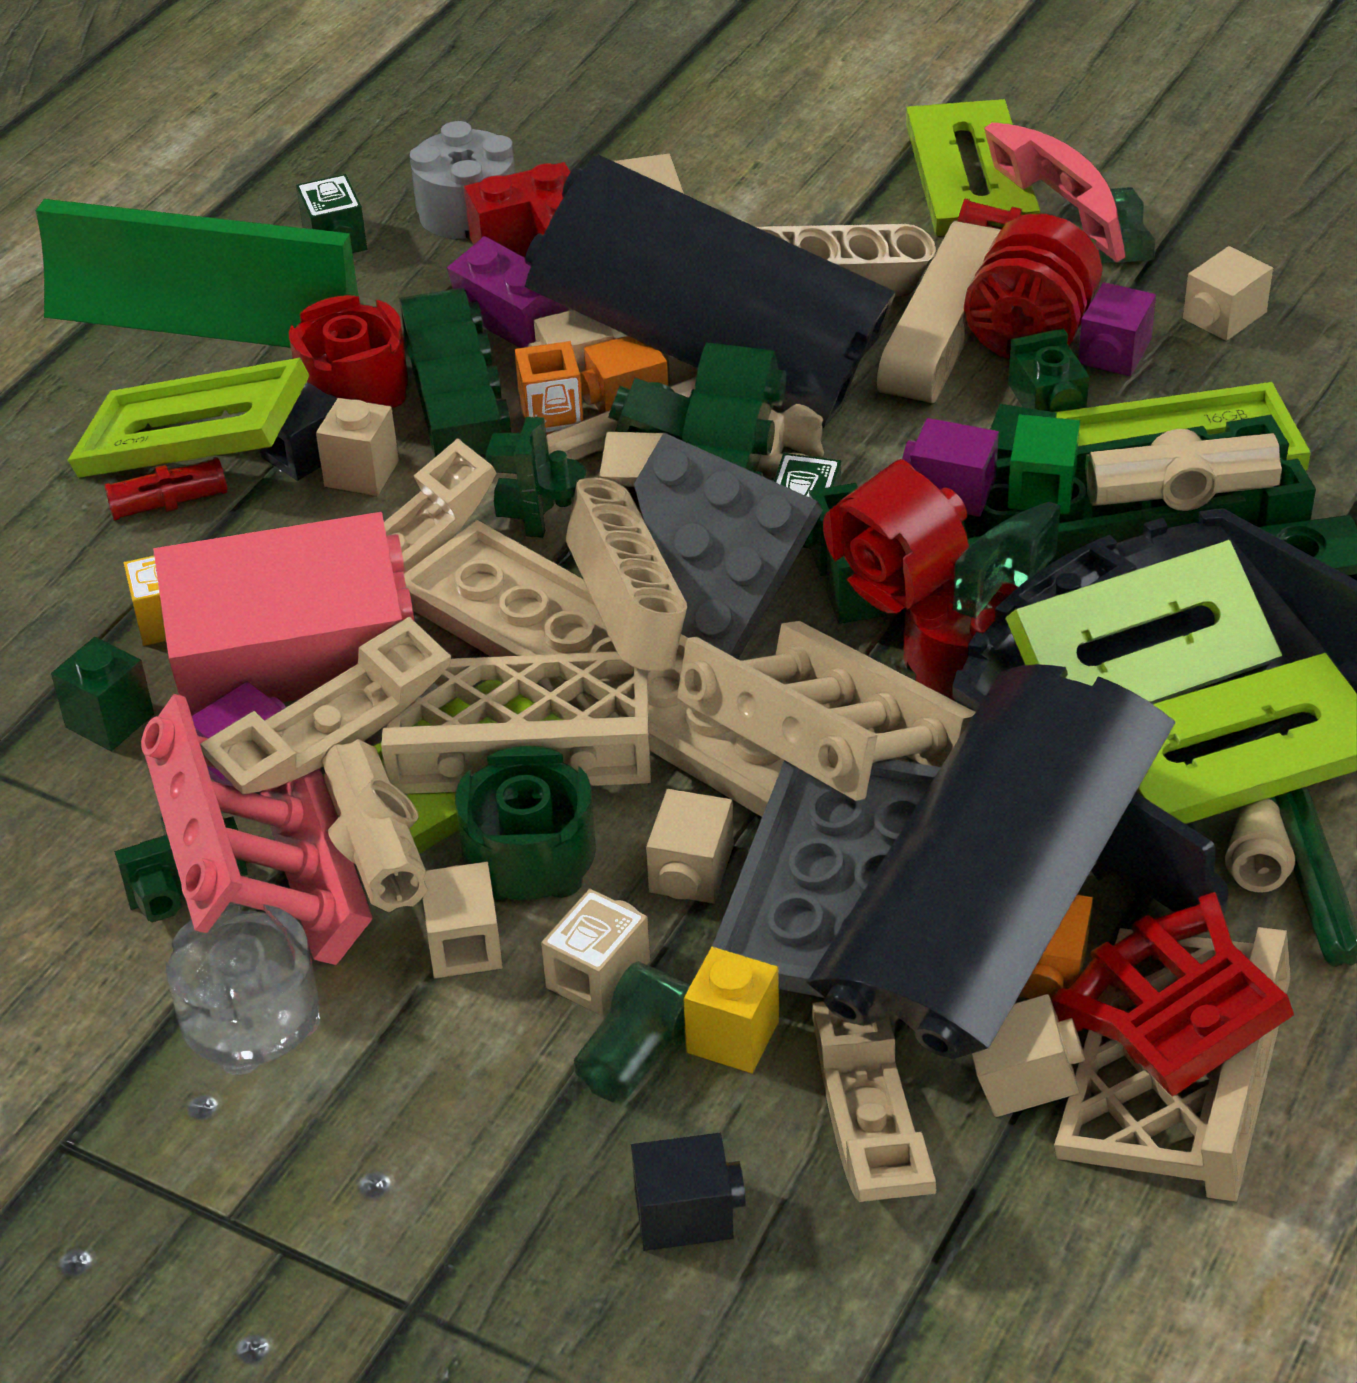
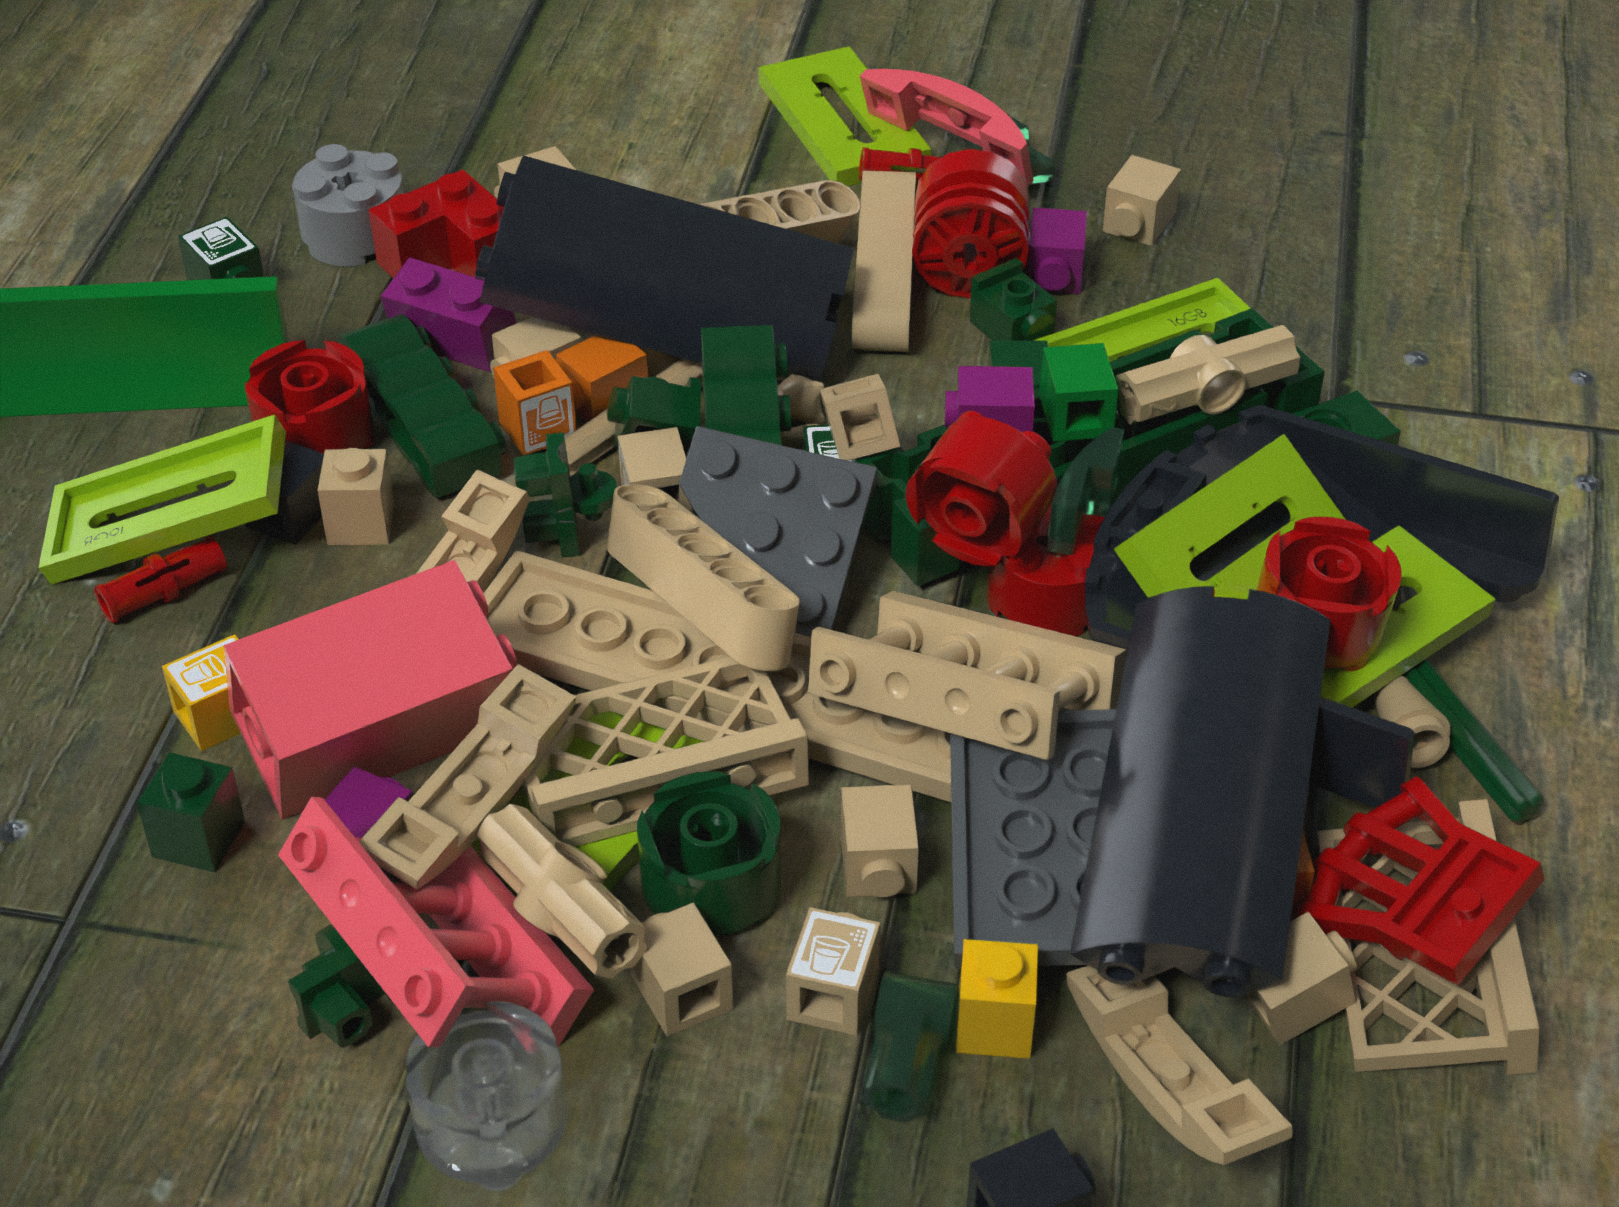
camera: 20 degrees left, 0 degrees up
(825, 452) = (860, 417): none -> tan brick
(1212, 691) = (1340, 575): none -> red brick

